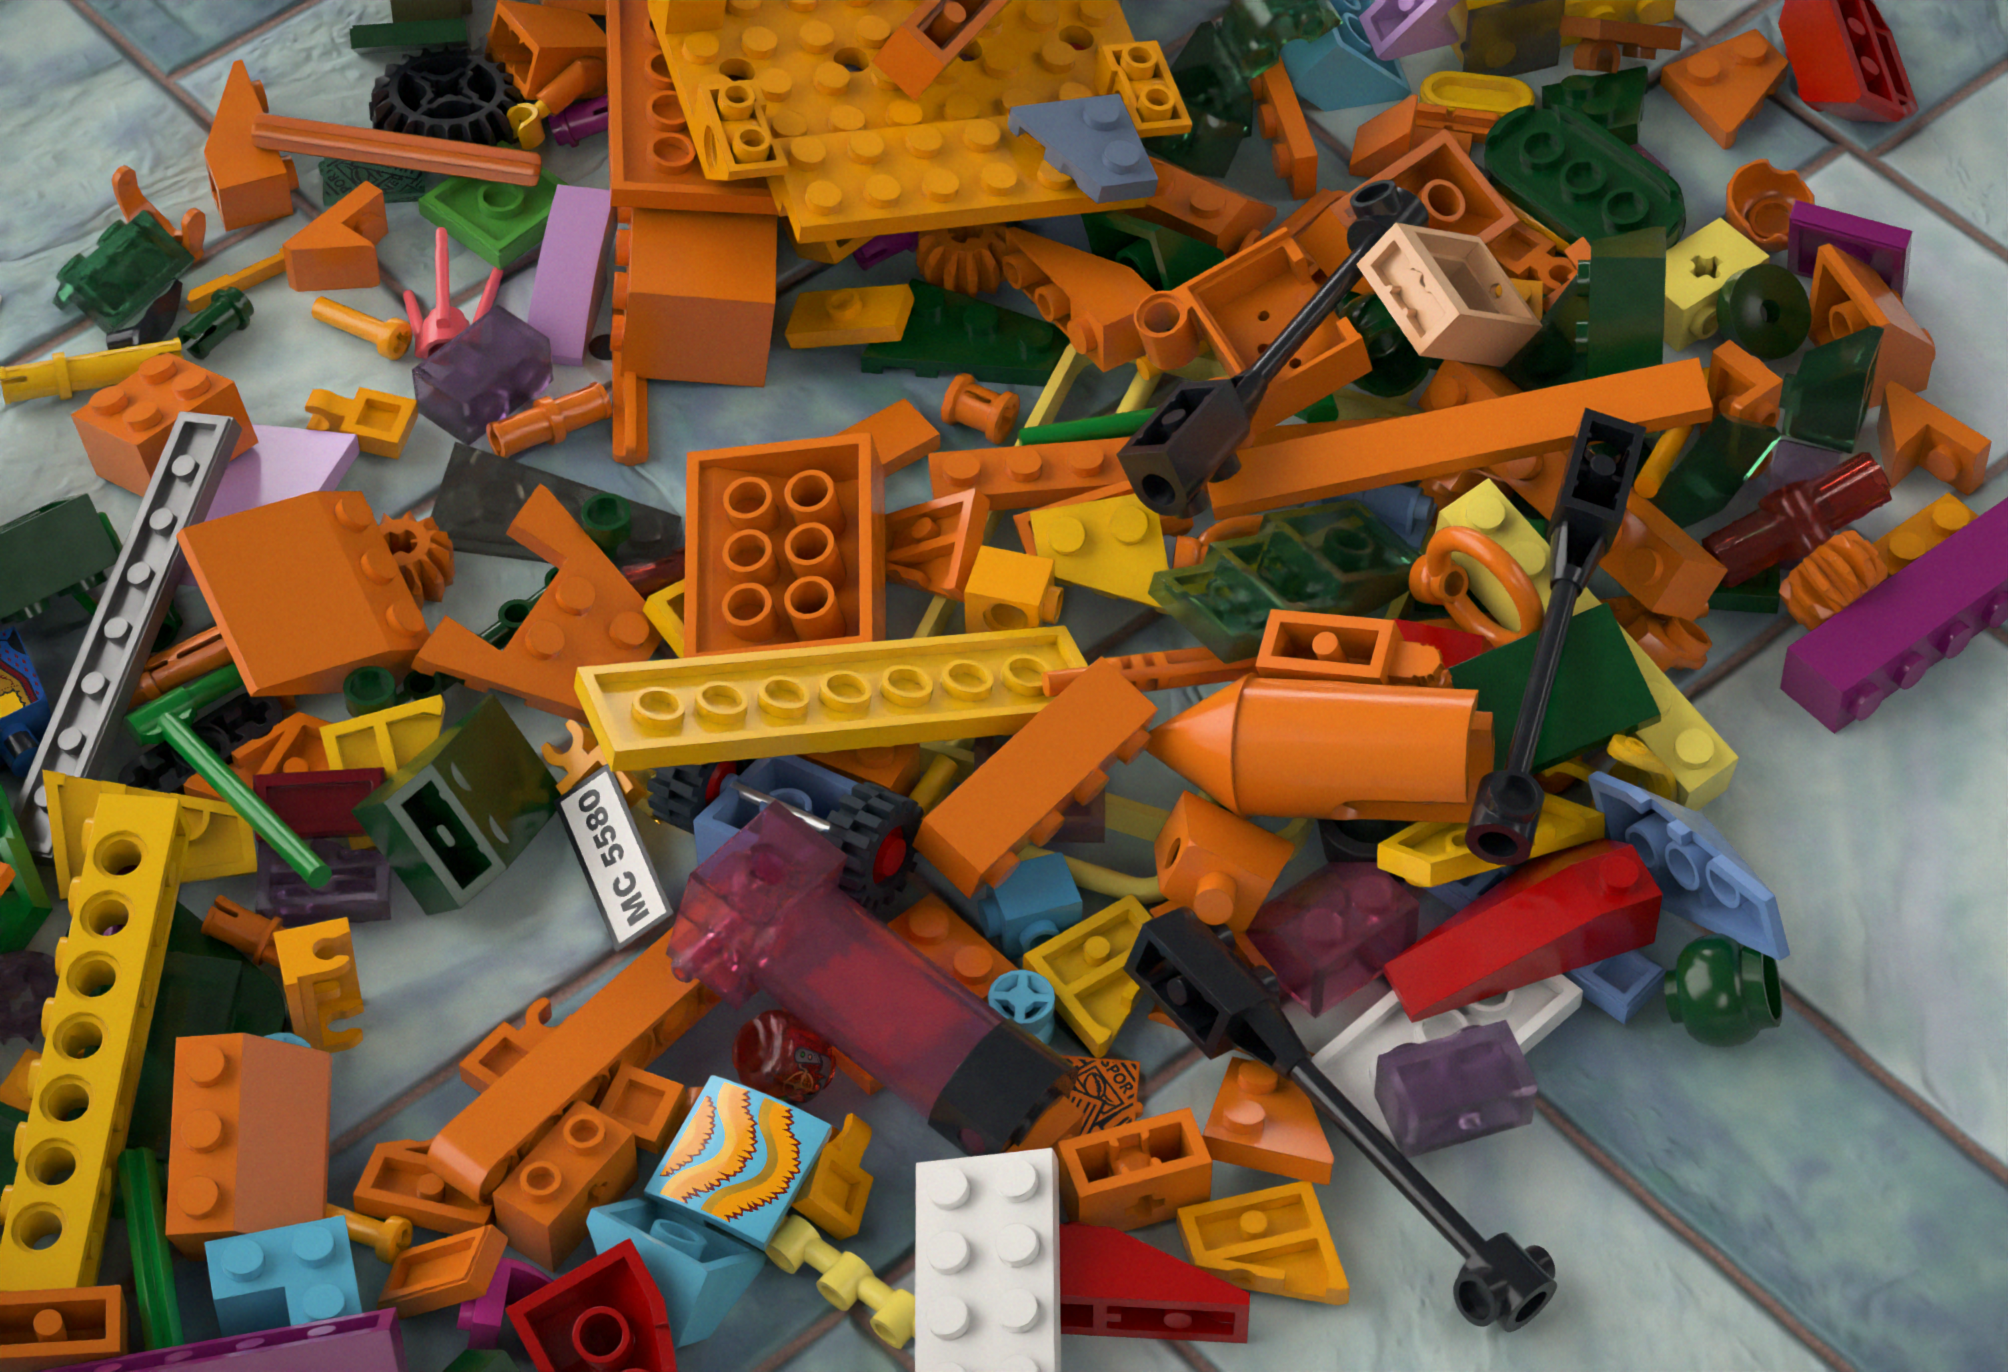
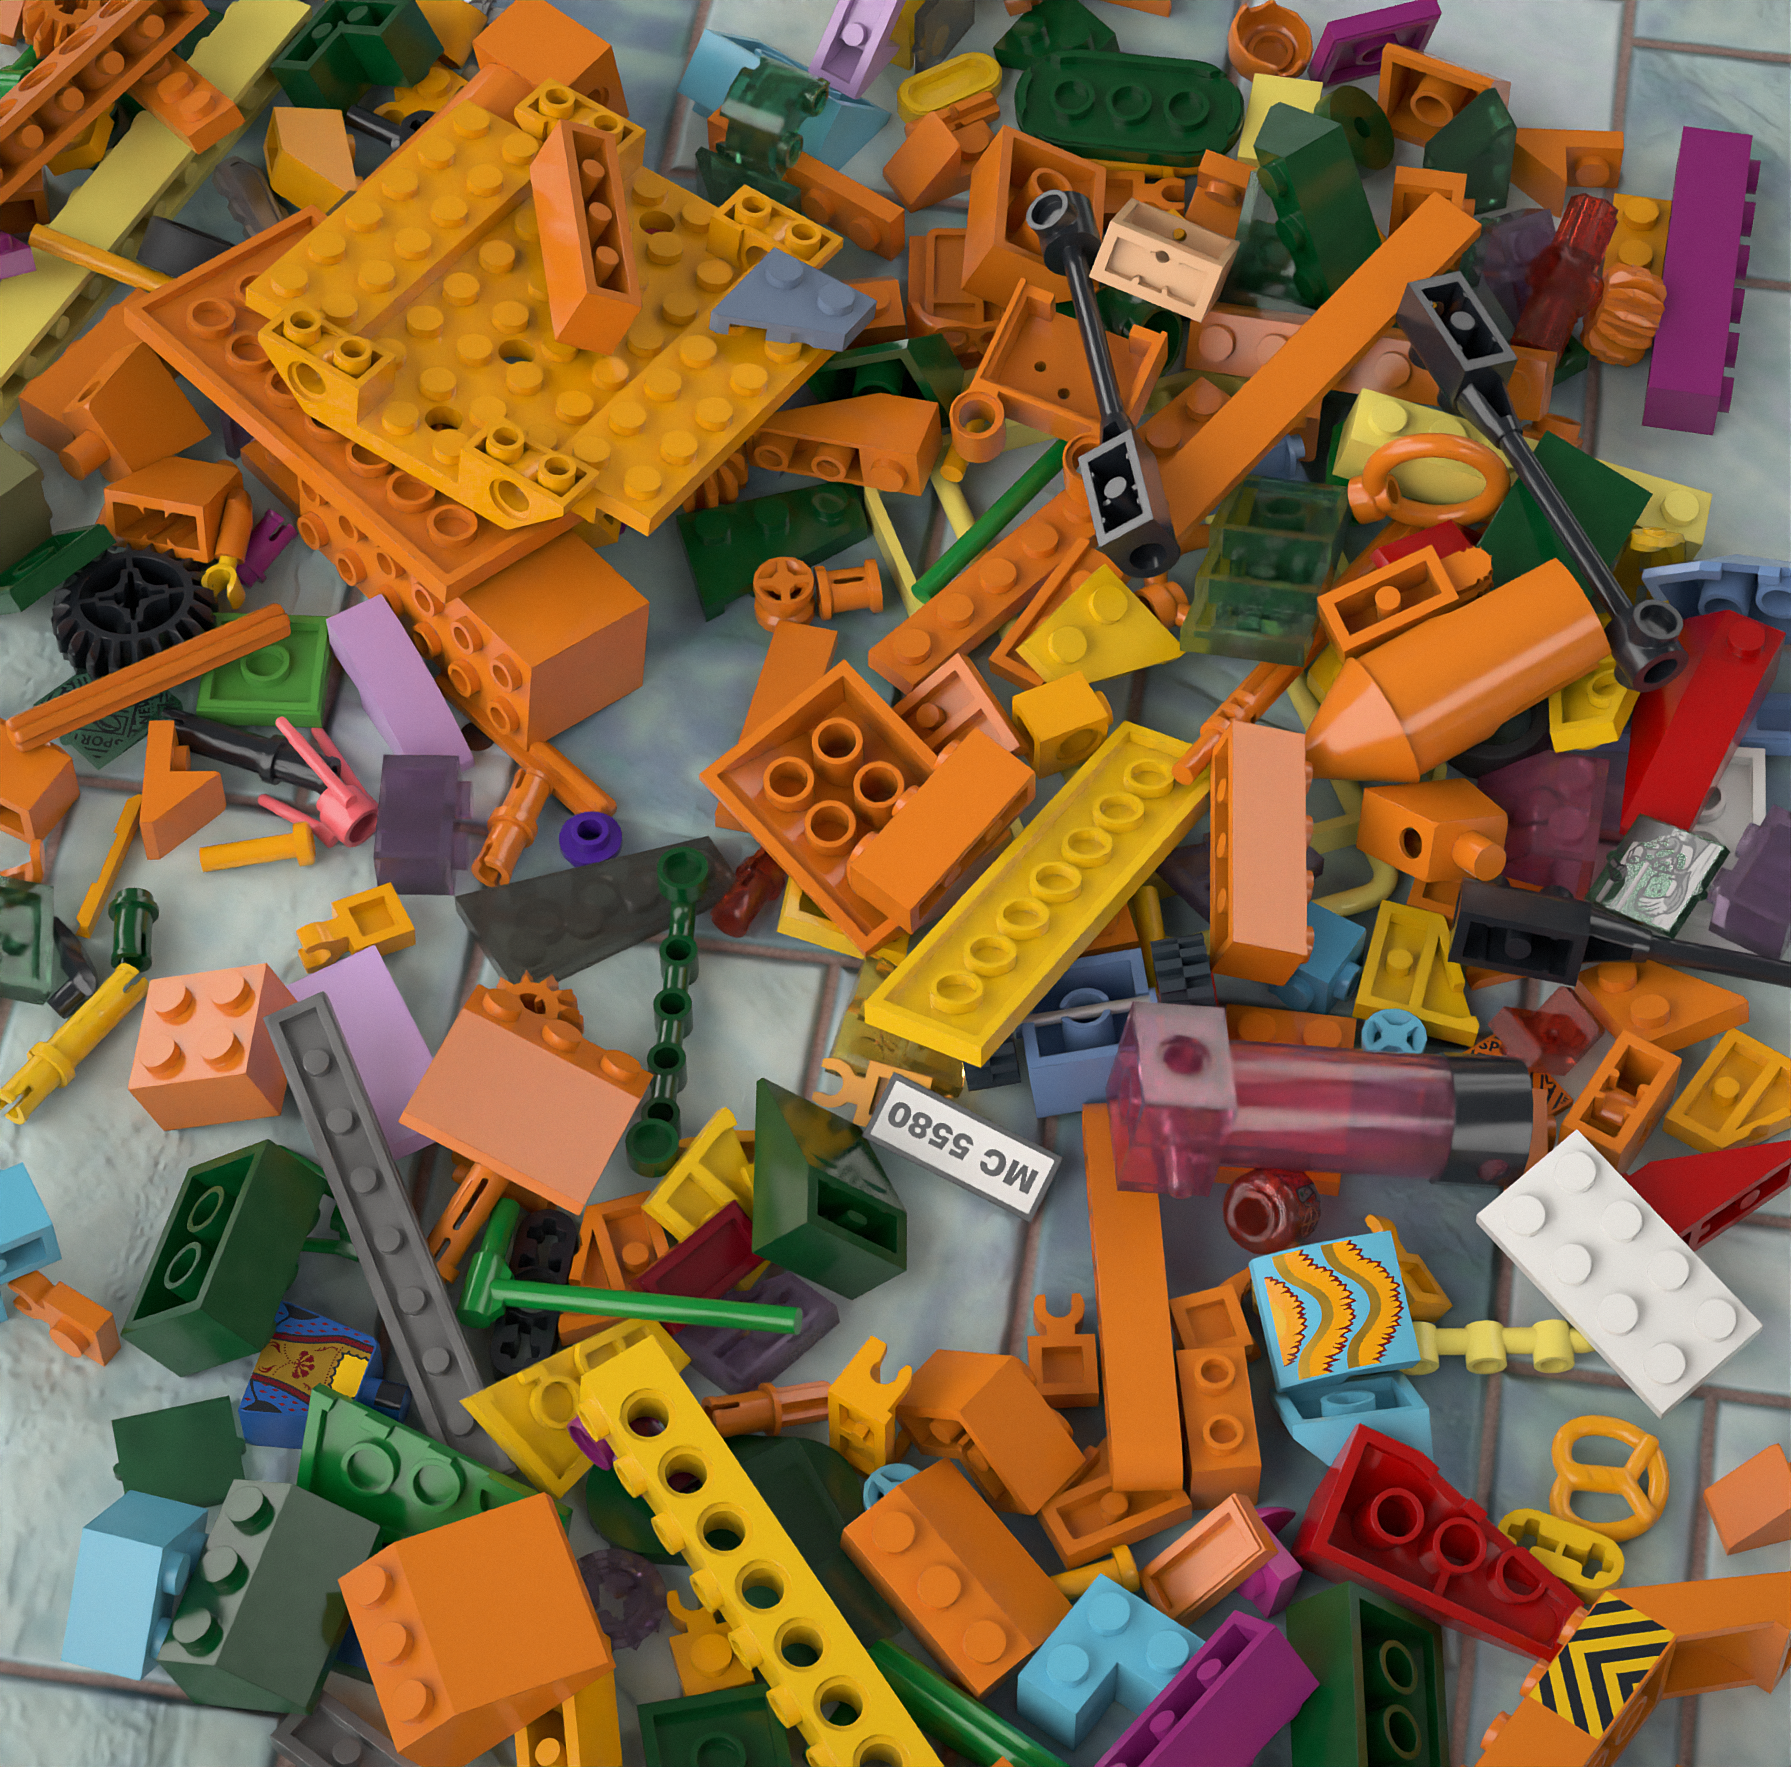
camera: 40 degrees left, 5 degrees up
(393, 1063) = (994, 1423): none -> orange brick
(420, 243) = (269, 757): none -> black pin
(579, 621) = (744, 982): orange wing -> none
(597, 465) = (585, 852): none -> dark purple plate
(812, 598) = (941, 829): none -> orange brick
(849, 316) = (677, 571): light orange plate -> none
(925, 377) = (785, 579): none -> orange wheel
(1144, 1082) = (1550, 1037): none -> clear red bracket
(1362, 1017) = (1657, 875): none -> piece

